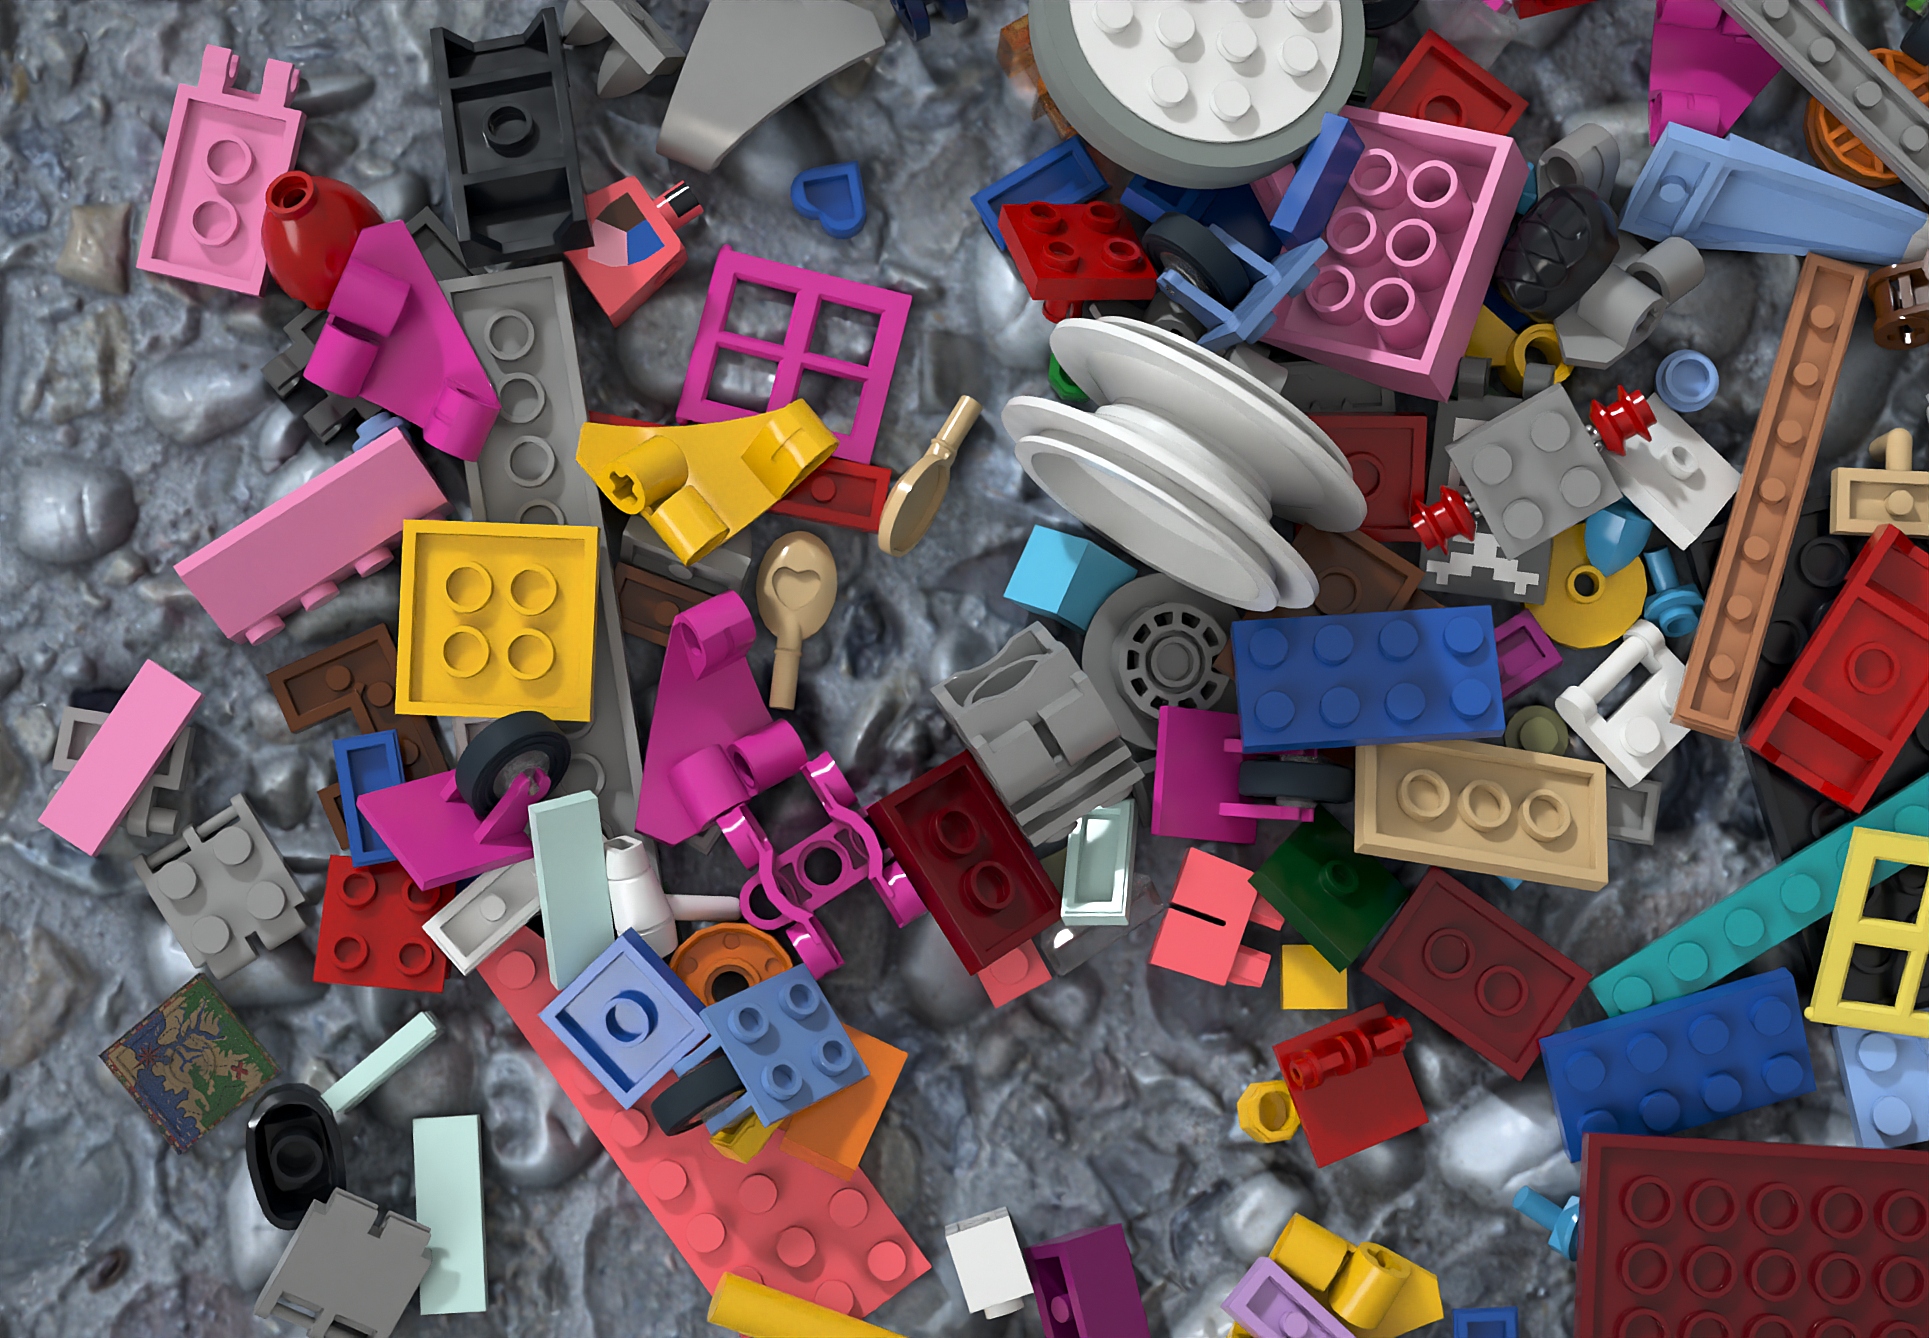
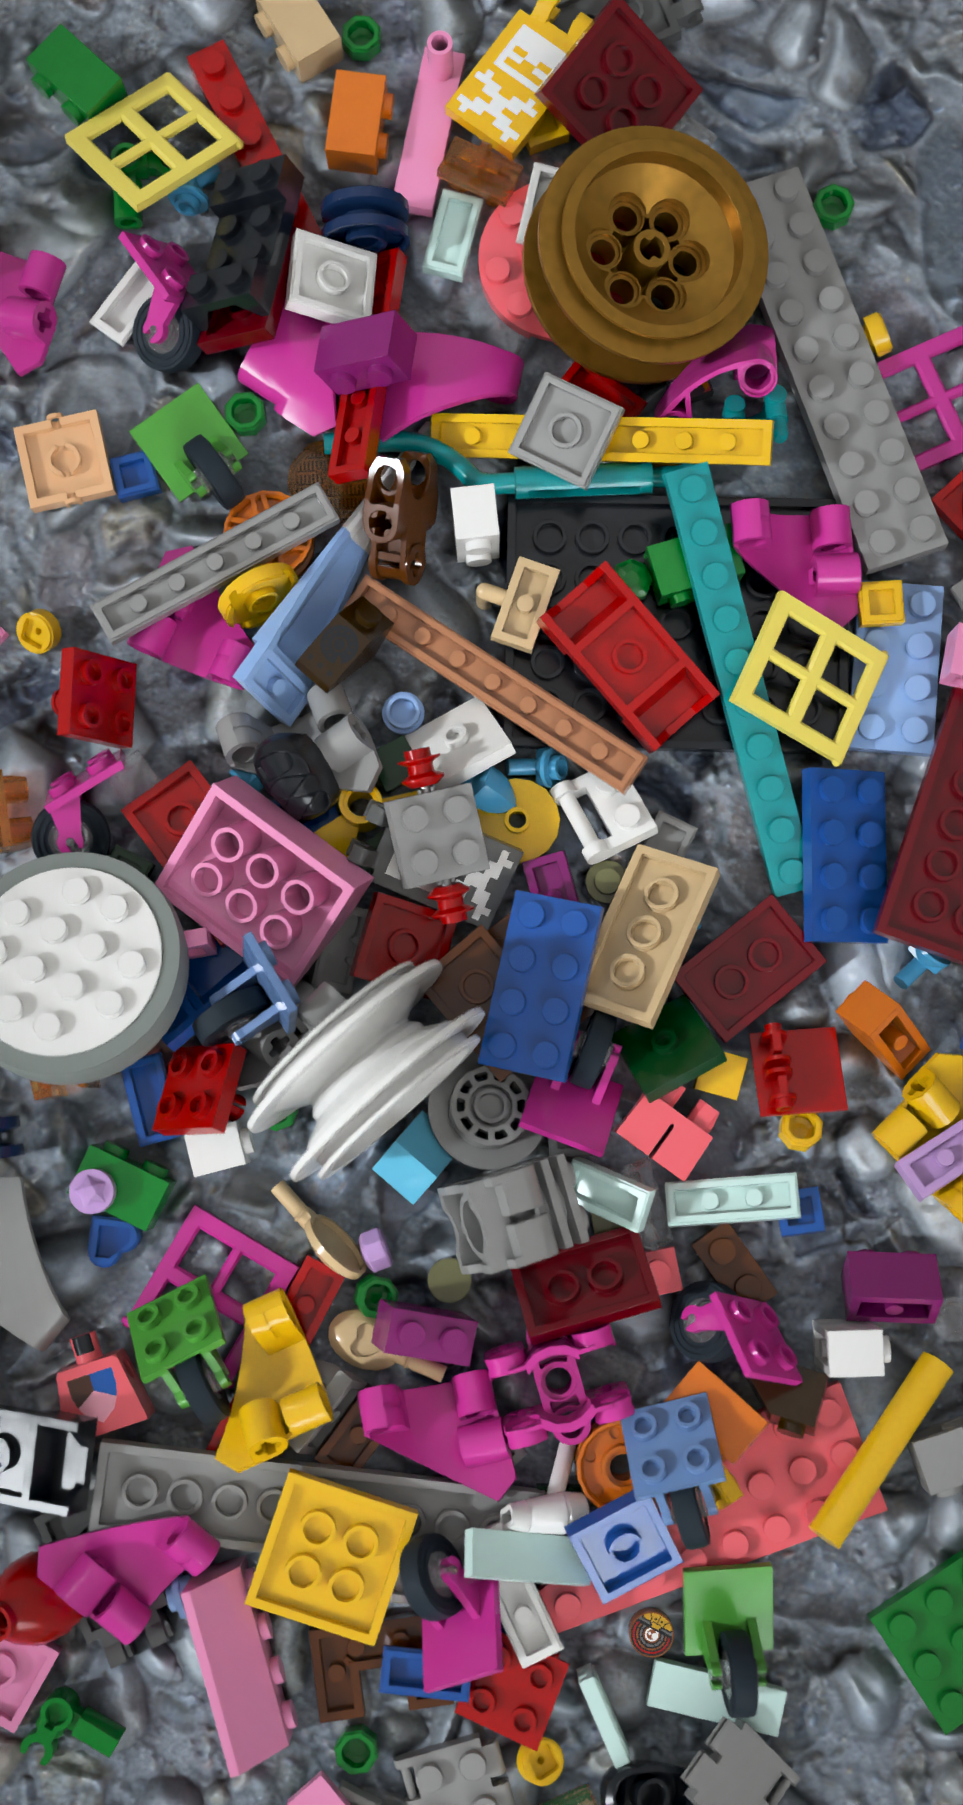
camera: 65 degrees left, 0 degrees up
(183, 324) = (65, 1711): none -> green bar
(242, 736) = (356, 1749): none -> green tile
(294, 996) = (541, 1766): none -> yellow tile
(511, 1098) = (651, 1632): none -> tile
(568, 1203) = (730, 1625): none -> bright green plate
(740, 332) = (179, 1341): none -> bright green plate
(835, 660) = (424, 1332): none -> magenta brick
(861, 581) = (370, 1290): none -> green tile
(896, 147) = (92, 1191): none -> lavender tile
(901, 1190) = (790, 1406): none -> dark brown slope
(910, 676) = (447, 1281): none -> olive tile
(911, 189) = (140, 1187): none -> green brick
(925, 561) = (375, 1249): none -> lavender tile
(970, 1066) = (714, 1322): none -> dark pink plate
(1001, 306) = (220, 1151): none -> white brick
(1045, 1073) = (732, 1263): none -> reddish brown plate
(1142, 1042) = (732, 1200): none -> light aqua tile
(1153, 1142) = (811, 1215): none -> blue plate
(1318, 182) = (203, 919): blue tile -> none
(1447, 1190) = (883, 1028): none -> orange slope
(1603, 384) = (389, 755): none -> dark green tile
(1761, 268) = (345, 644): none -> dark brown slope
(1793, 121) = (256, 594): none -> yellow plate

